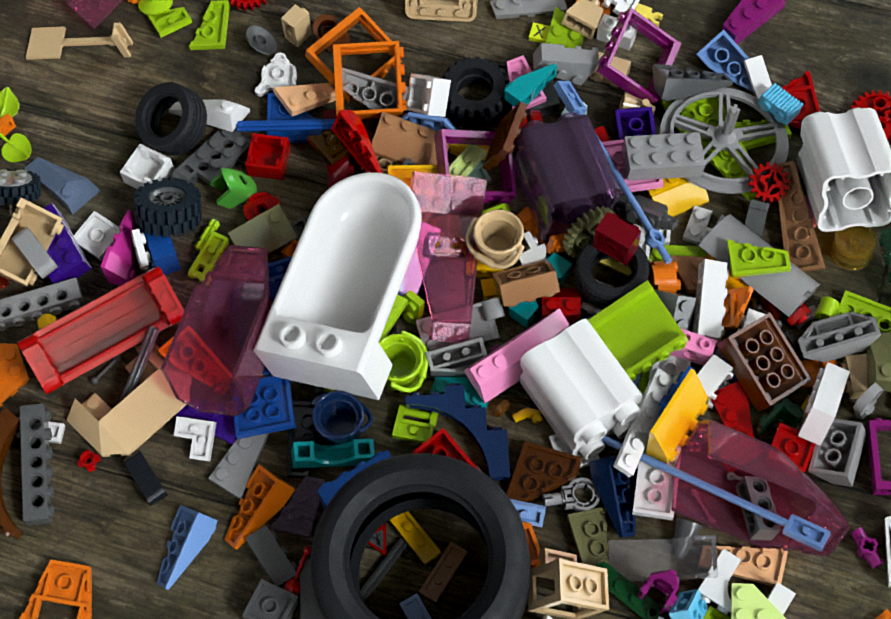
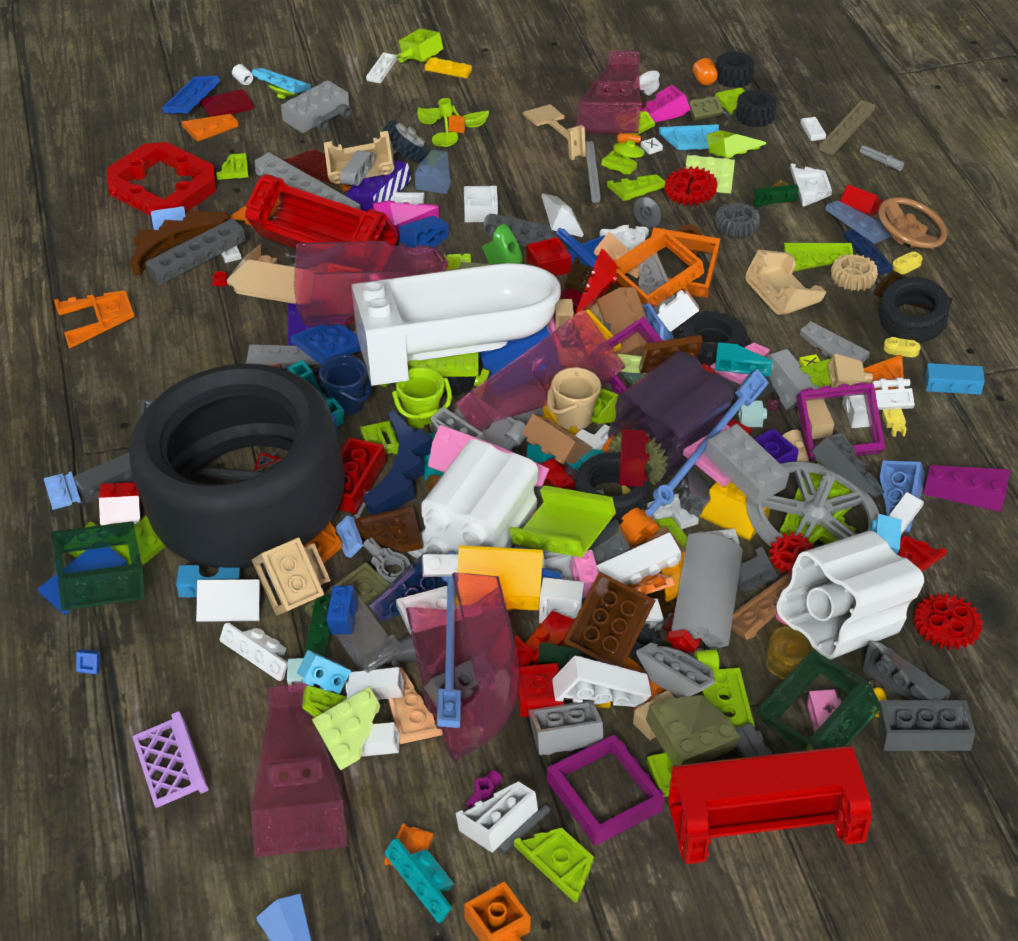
camera: 55 degrees right, 20 degrees down
(143, 256) = (410, 215): white plate -> none
(145, 477) = (225, 311): black beam -> none
(152, 109) = (529, 189): black tyre -> none
(168, 51) = (592, 171): none -> light grey axle
(168, 207) = (453, 219): black wheel -> none
(190, 535) = (198, 352): medium blue wedge -> none
(200, 432) = (282, 322): white plate -> none
(296, 25) = (676, 216): tan brick -> none
(624, 561) = (342, 610): none -> blue brick
(666, 582) = (328, 640): magenta piece -> none
(754, 260) = (702, 573): lime wing -> none
(865, 404) = (627, 719): light grey pin -> none

